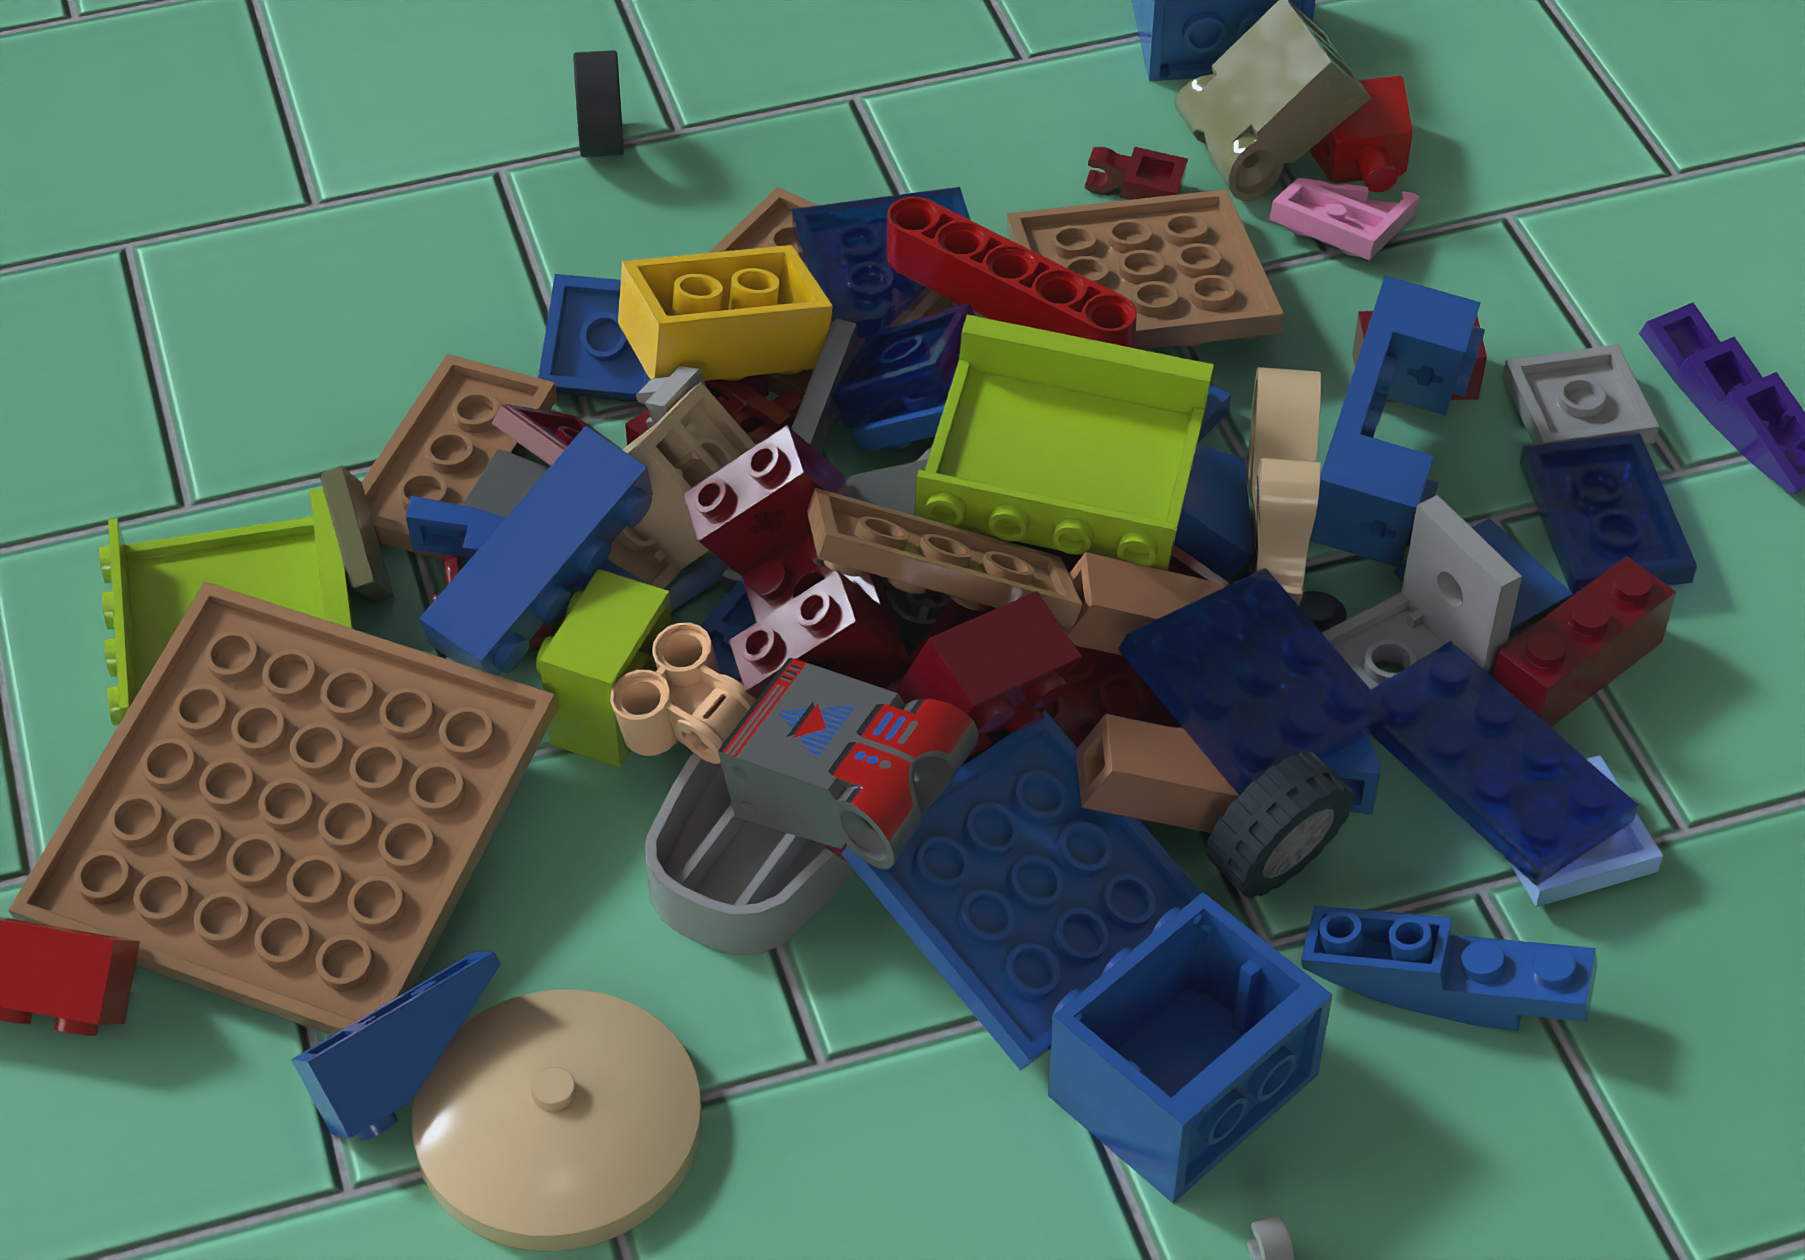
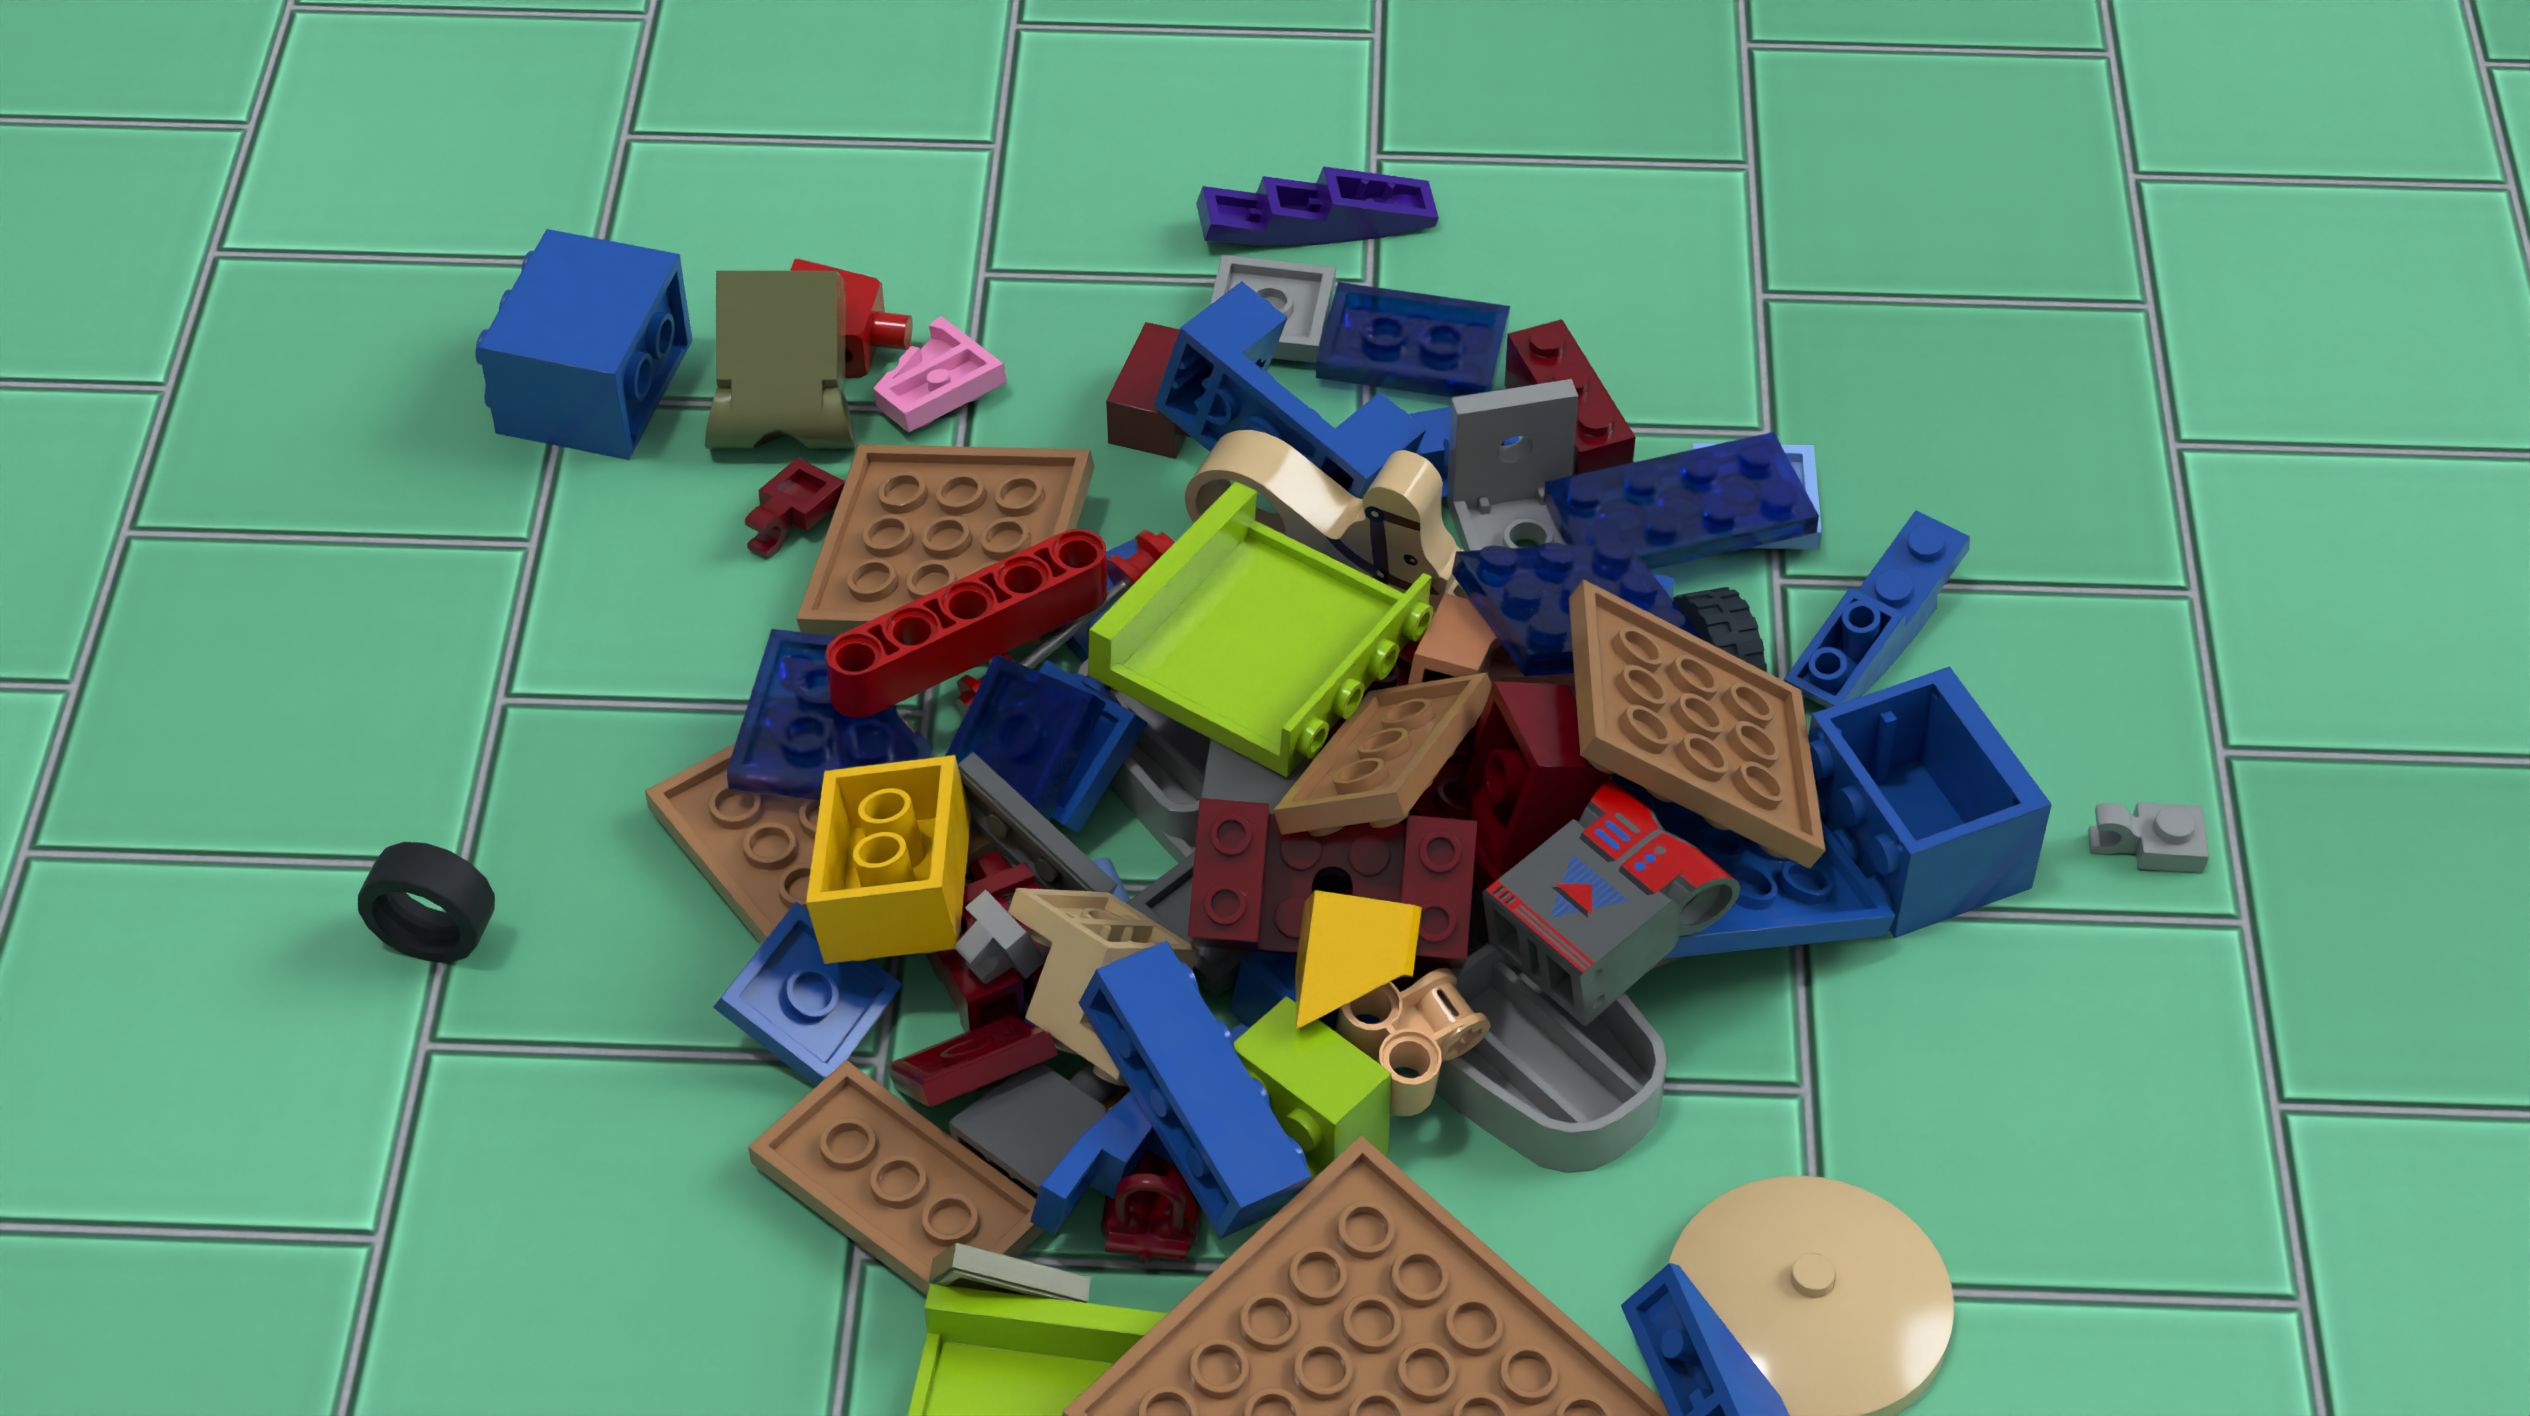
camera: 70 degrees left, 0 degrees up
(710, 595) = (1350, 950): none -> yellow slope
(1099, 776) = (1693, 725): none -> medium nougat plate

